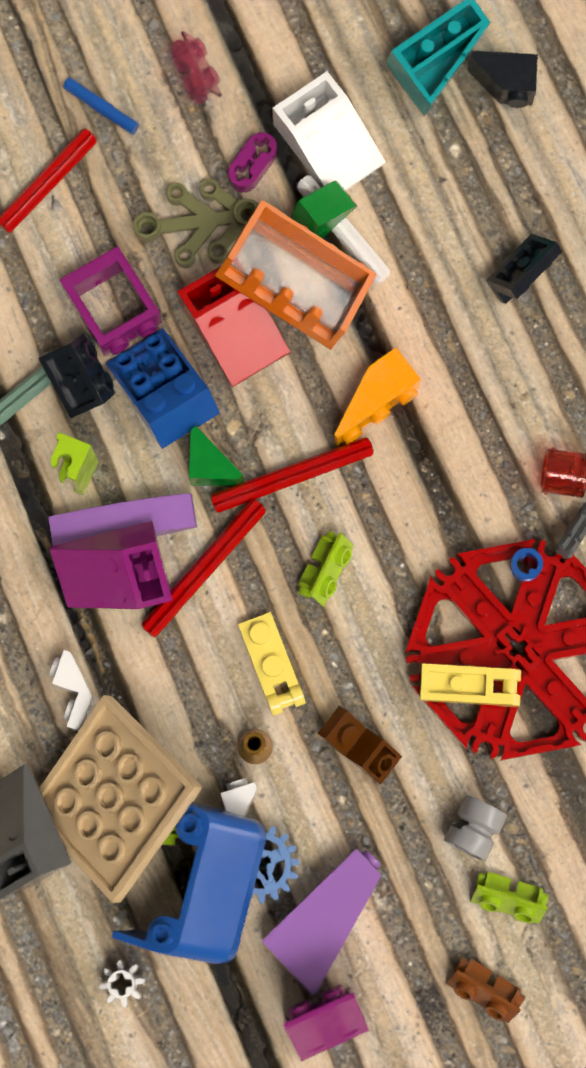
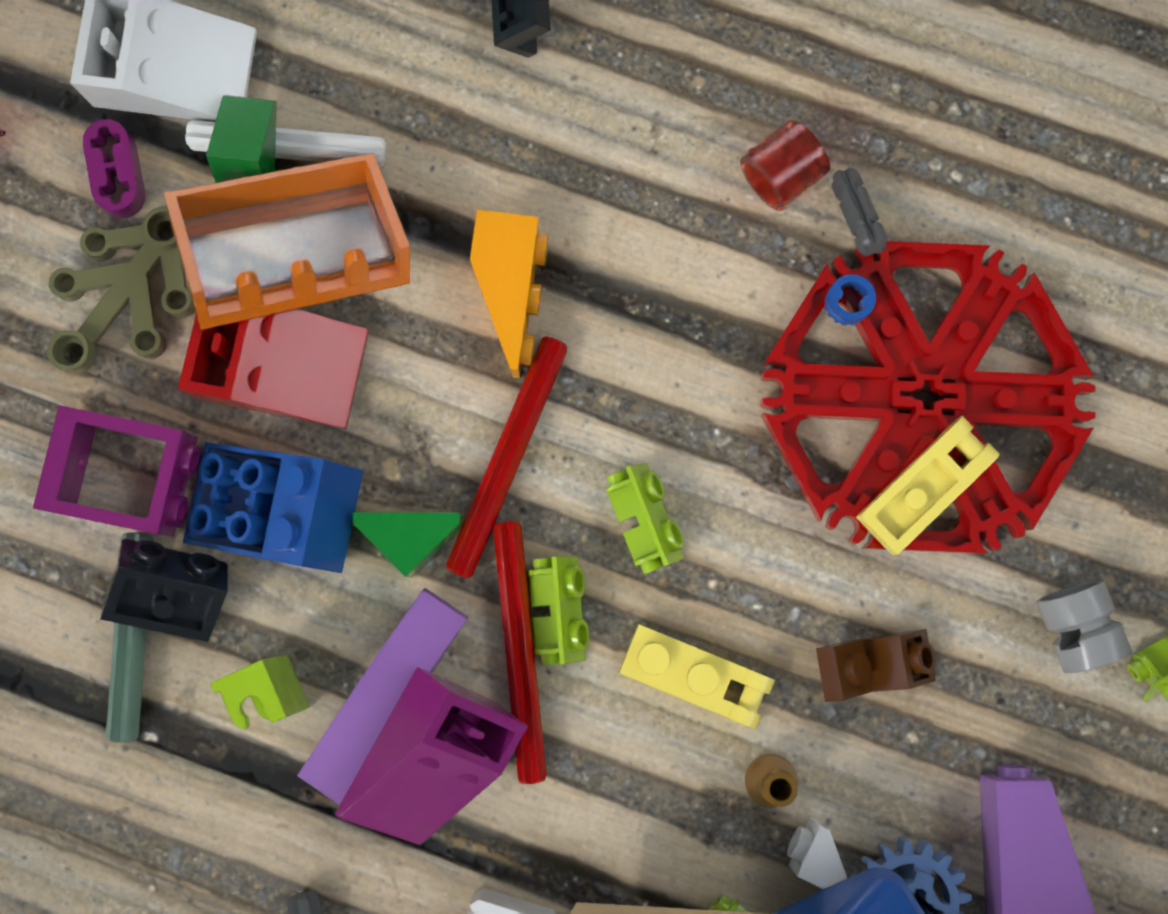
camera: 50 degrees left, 5 degrees up
(253, 557) = (564, 633): none -> lime hinge

